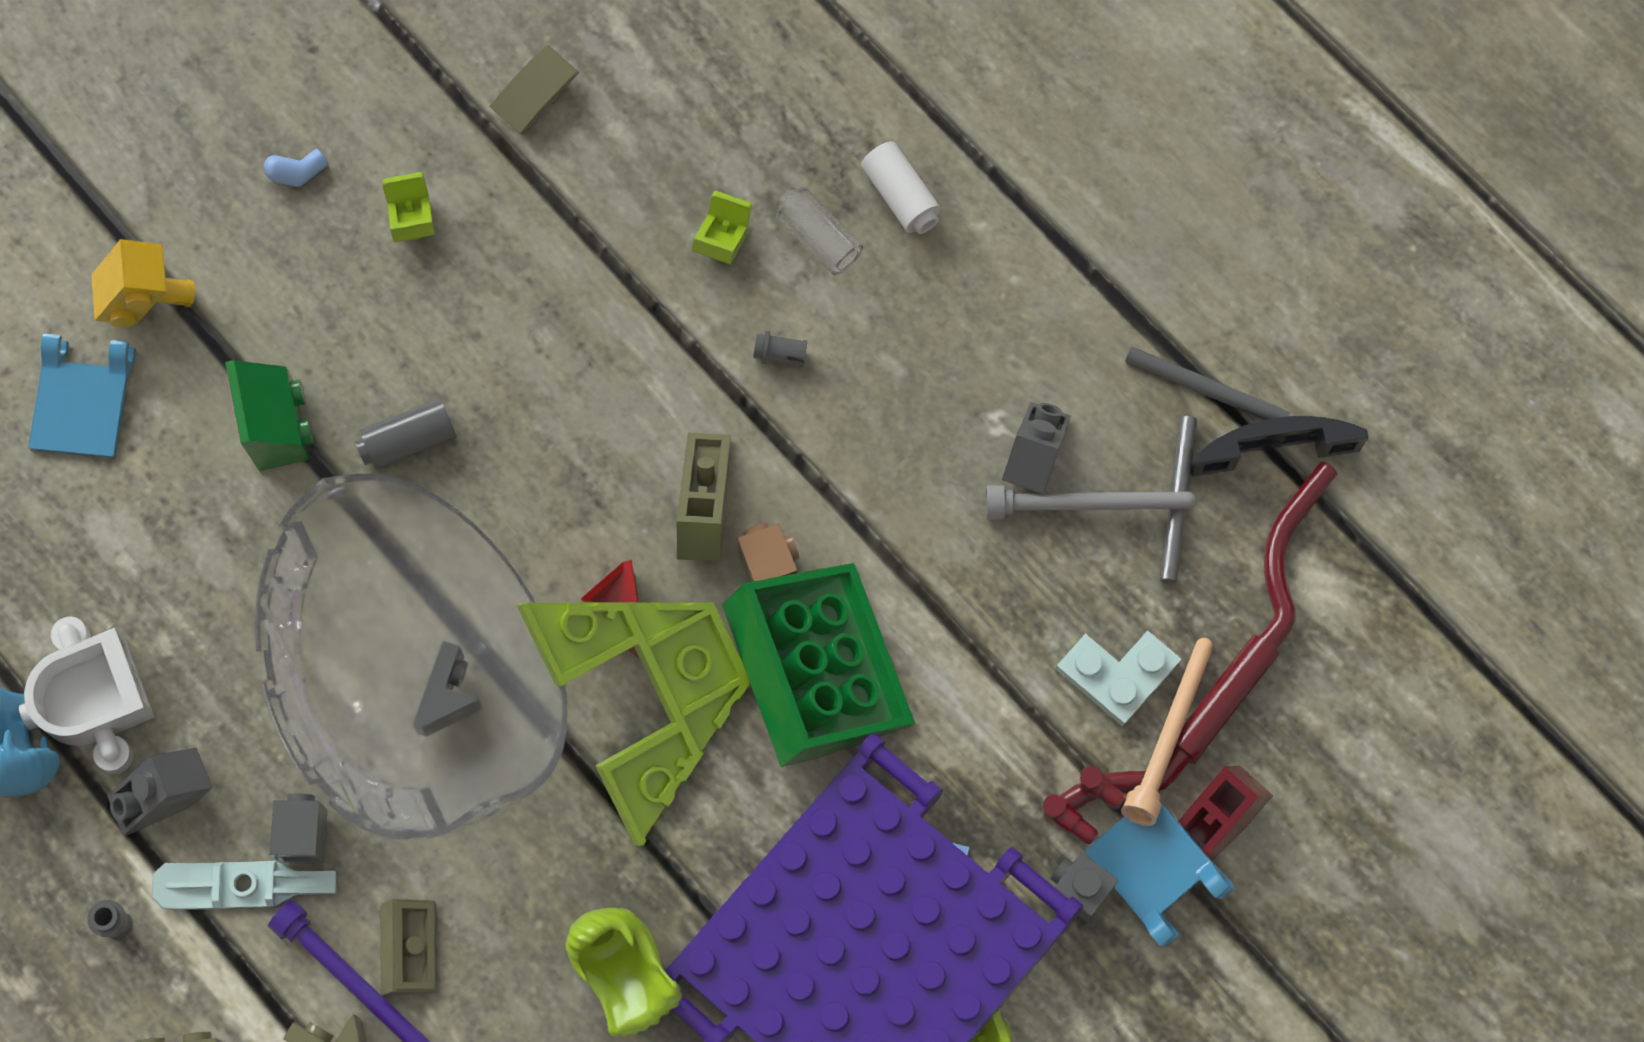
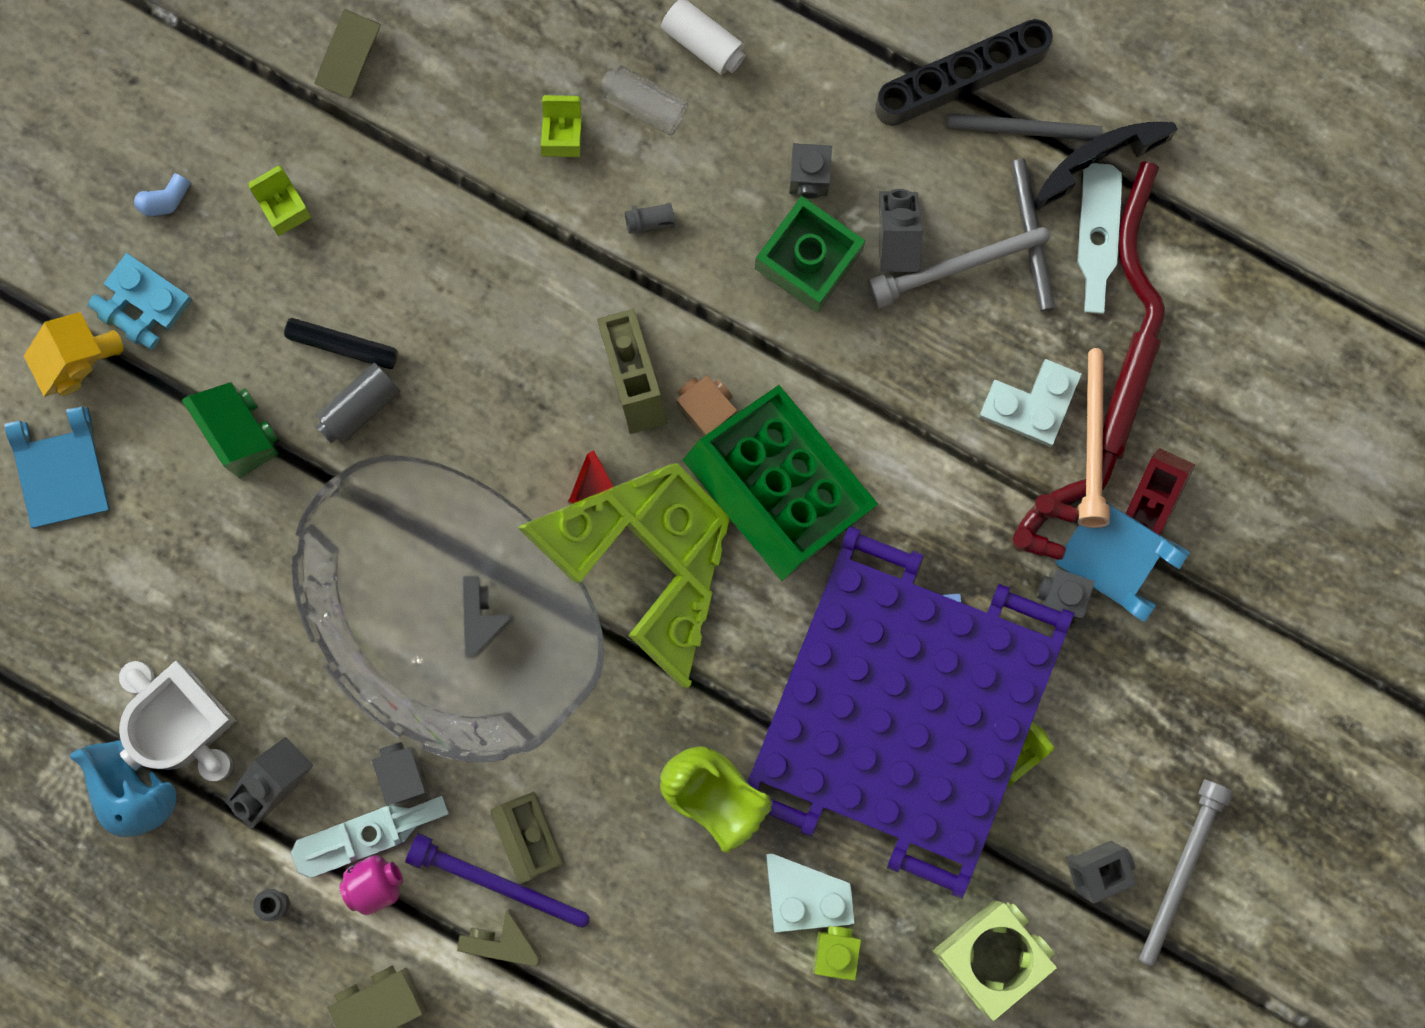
camera: 20 degrees left, 10 degrees up
(222, 937) = (371, 885): none -> dark pink head
(241, 255) = (146, 291): none -> medium azure plate
(415, 369) = (341, 343): none -> black axle
(932, 437) = (809, 254): none -> green brick
(964, 354) = (810, 170): none -> dark grey brick
(1176, 297) = (976, 59): none -> black beam
(1259, 502) = (1099, 214): none -> light aqua piece

